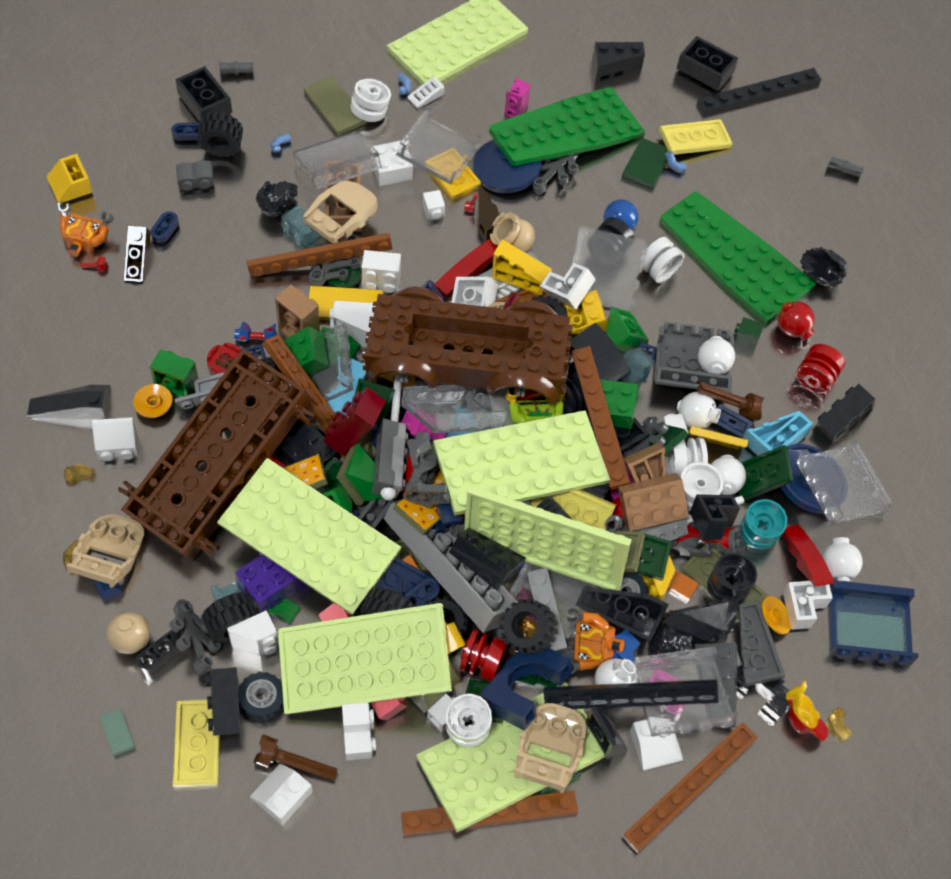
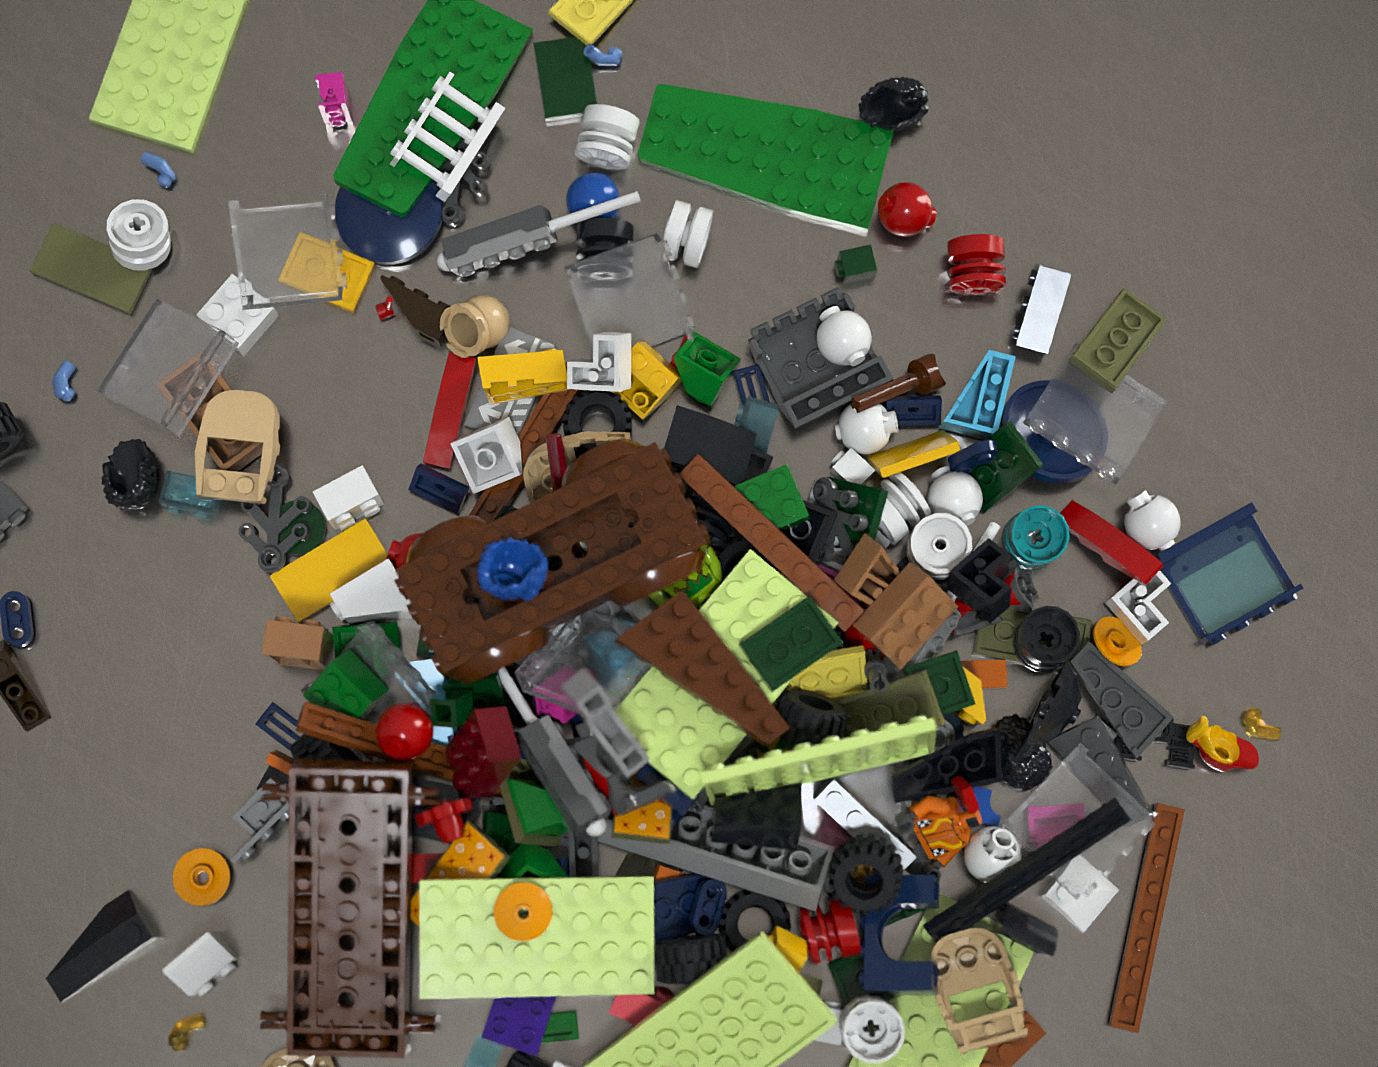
camera: 35 degrees left, 20 degrees up
(174, 373) = (202, 827): green brick -> none
(228, 349) = (243, 754): red tile -> none
(244, 333) = (240, 703): blue piece -> none
(308, 440) = (446, 818): none -> red plant
(311, 521) = (522, 896): none -> light orange dish
(318, 255) = (246, 535): dark orange plate -> none
(320, 381) = (404, 731): none -> red brick
(352, 384) = (451, 707): none -> dark green brick
(432, 85) = (209, 167): white slope -> none
(433, 205) = (339, 343): white brick -> none
(434, 423) = (604, 723): none -> light grey arch
(441, 327) = (512, 569): none -> blue hair
(512, 439) = (696, 660): none -> reddish brown wing
(562, 157) = (459, 159): none -> white fence
(565, 207) = (514, 236): none -> piece
(573, 468) = (790, 643): none -> dark green tile
(622, 627) = (965, 794): none -> red tile
(650, 193) = (606, 136): none -> white wheel
(753, 454) = (972, 456): none -> dark blue plate
(882, 455) = (1117, 340): none -> olive tile

